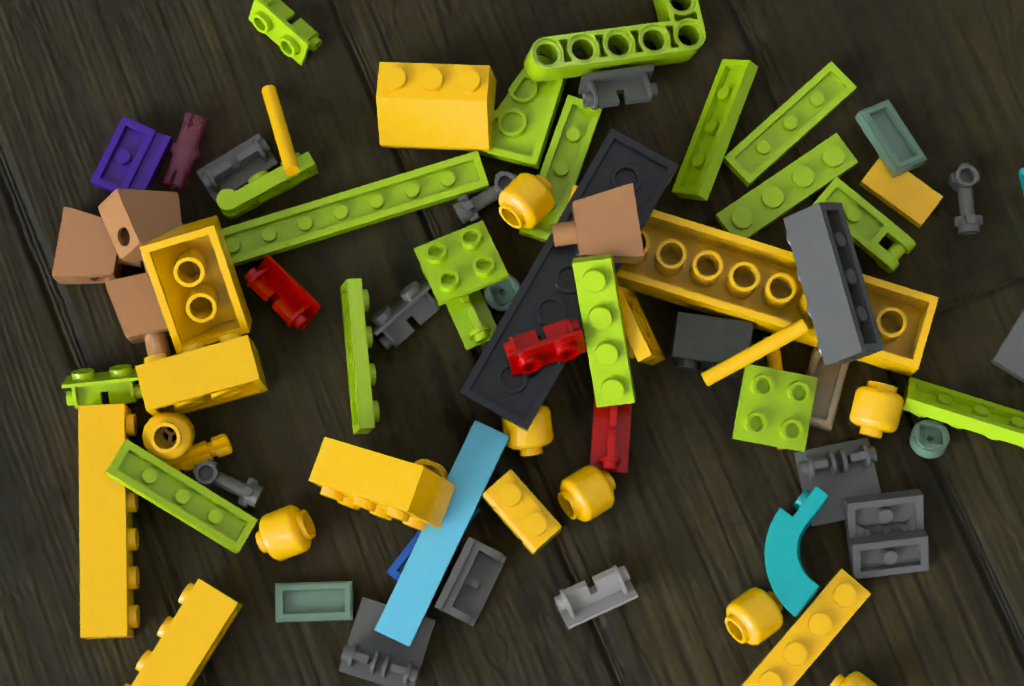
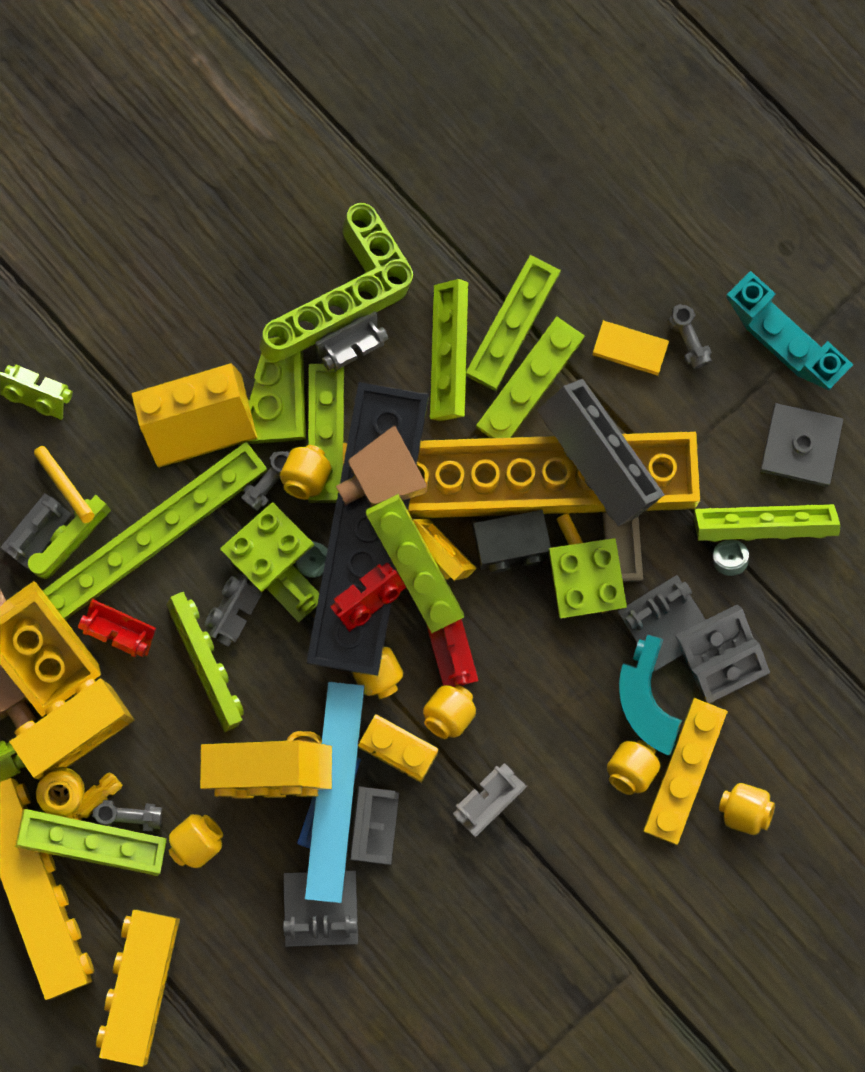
camera: 20 degrees left, 0 degrees up
(314, 601) = (242, 893): sand green tile -> none
(755, 352) = (553, 536): yellow bar -> none
(869, 226) = (612, 389): lime plate -> none
(876, 409) = (676, 548): yellow head -> none
(890, 138) = (605, 305): sand green tile -> none

